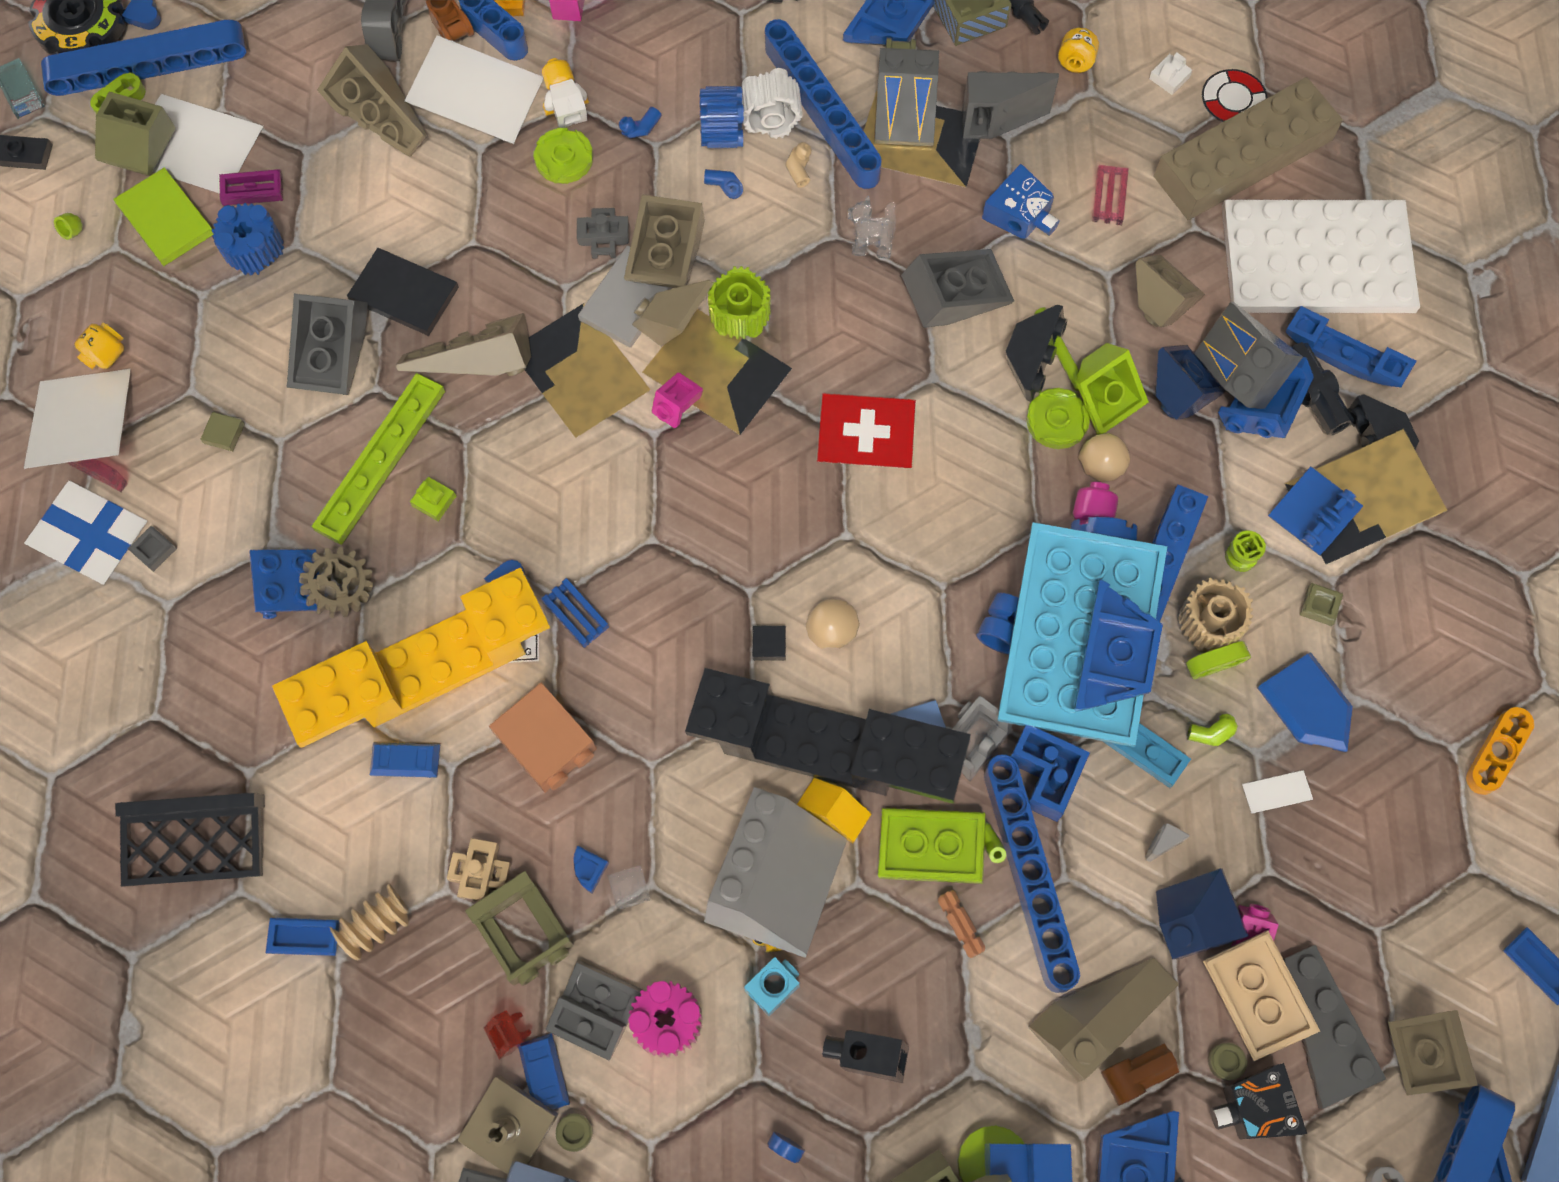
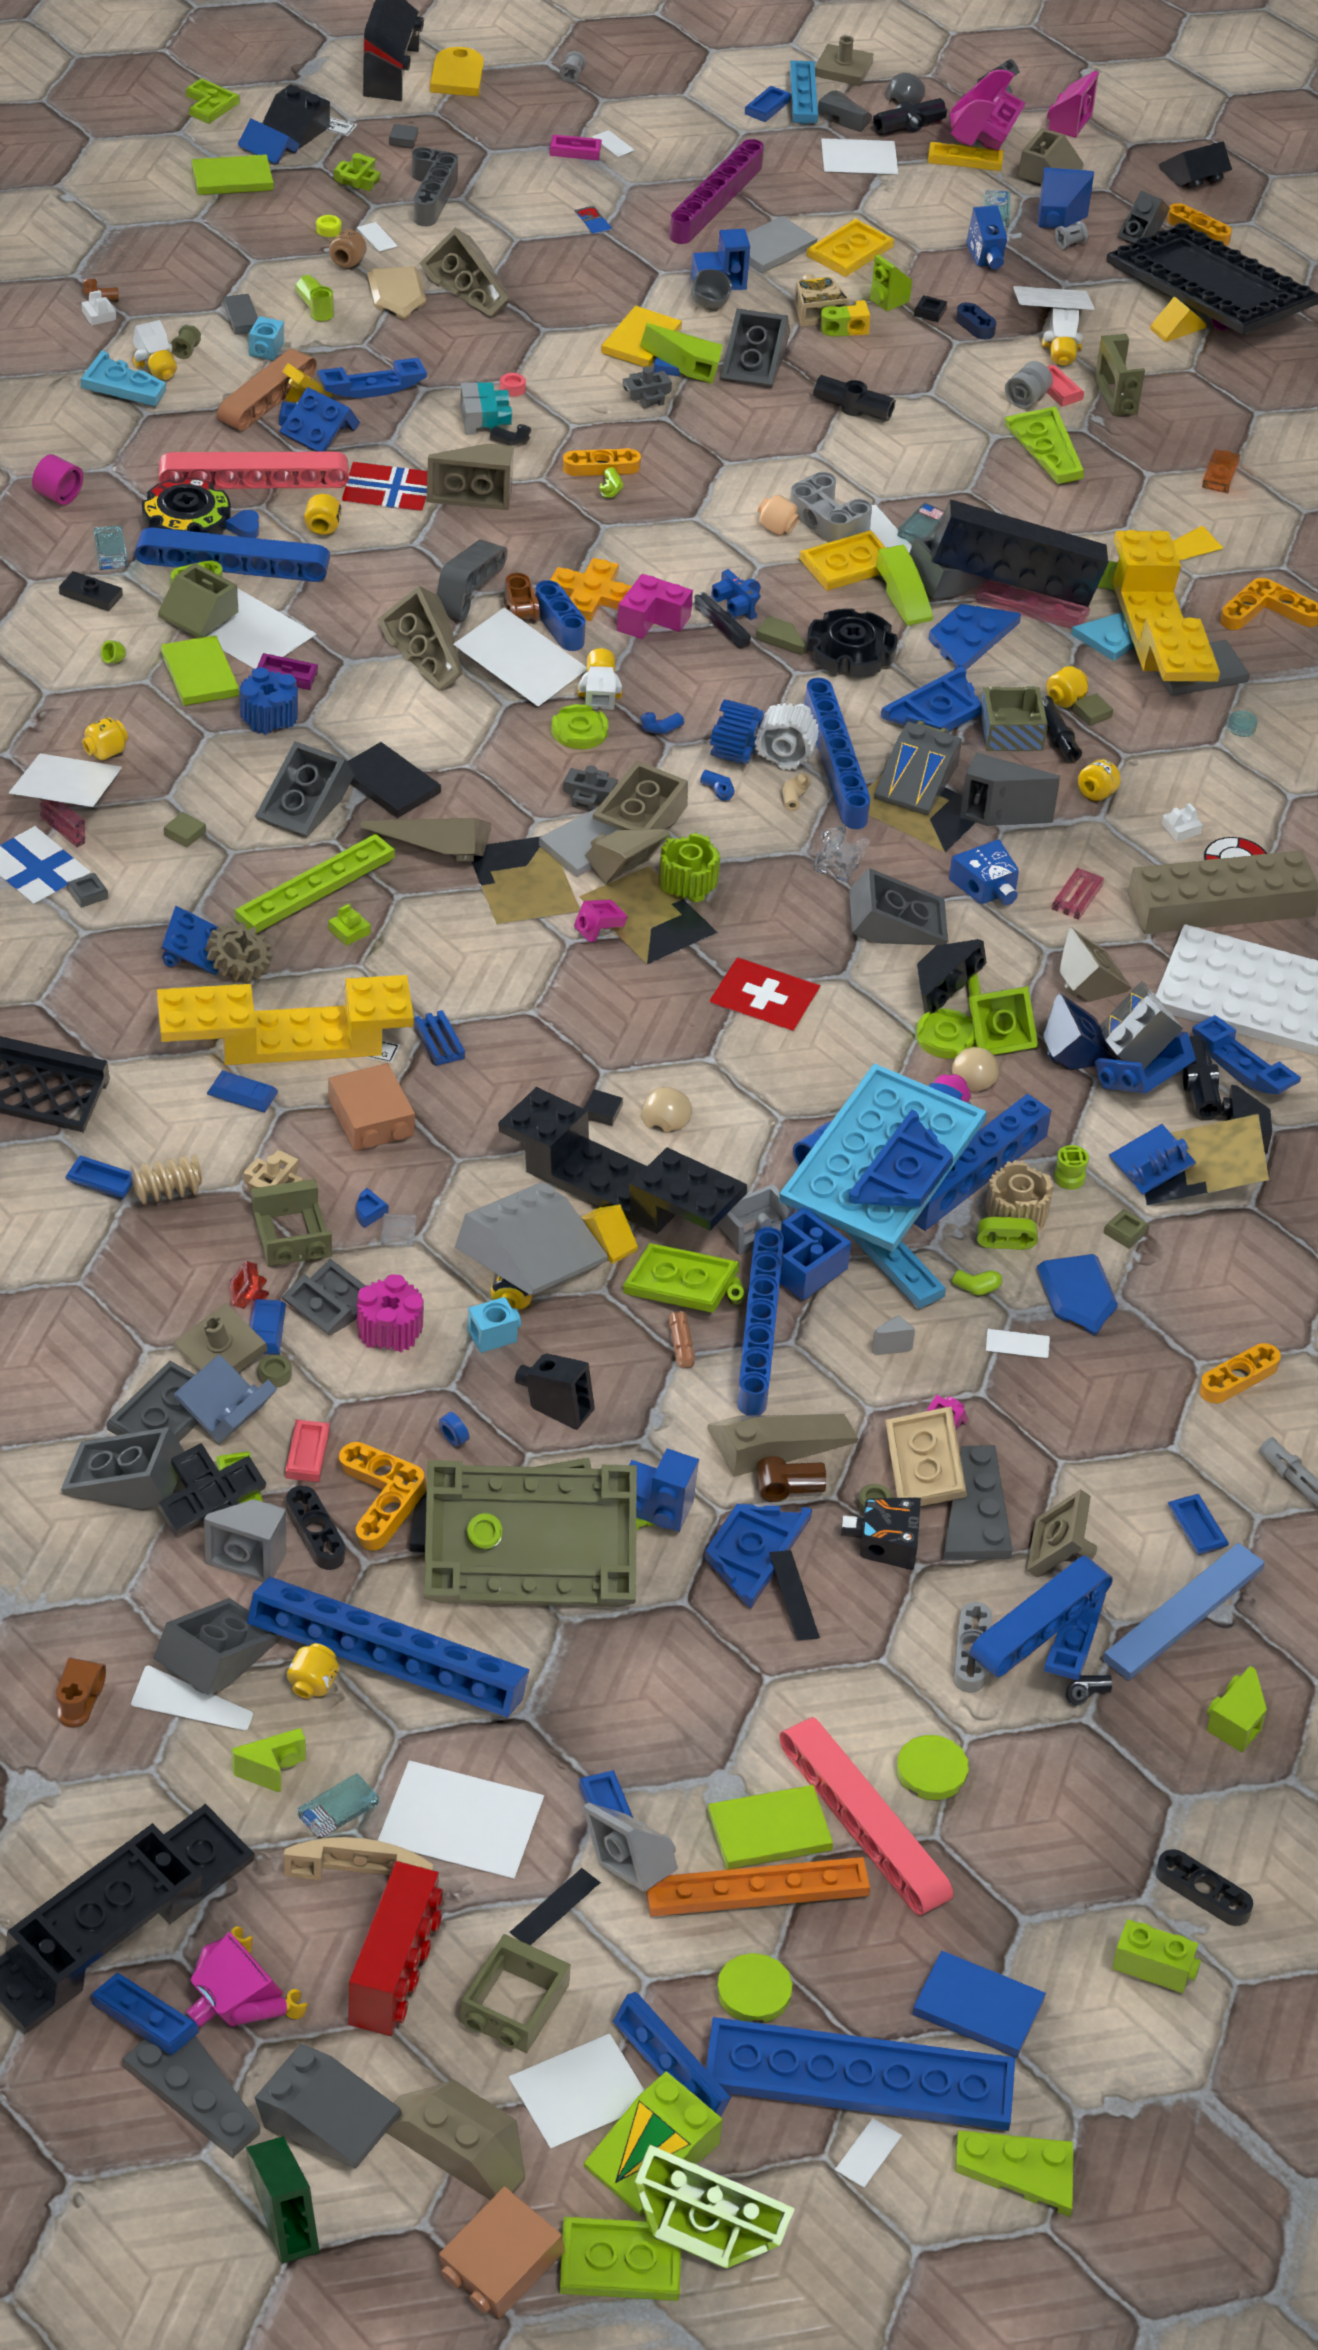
camera: 15 degrees right, 25 degrees down
(1199, 915) = (896, 1391): dark blue slope -> none

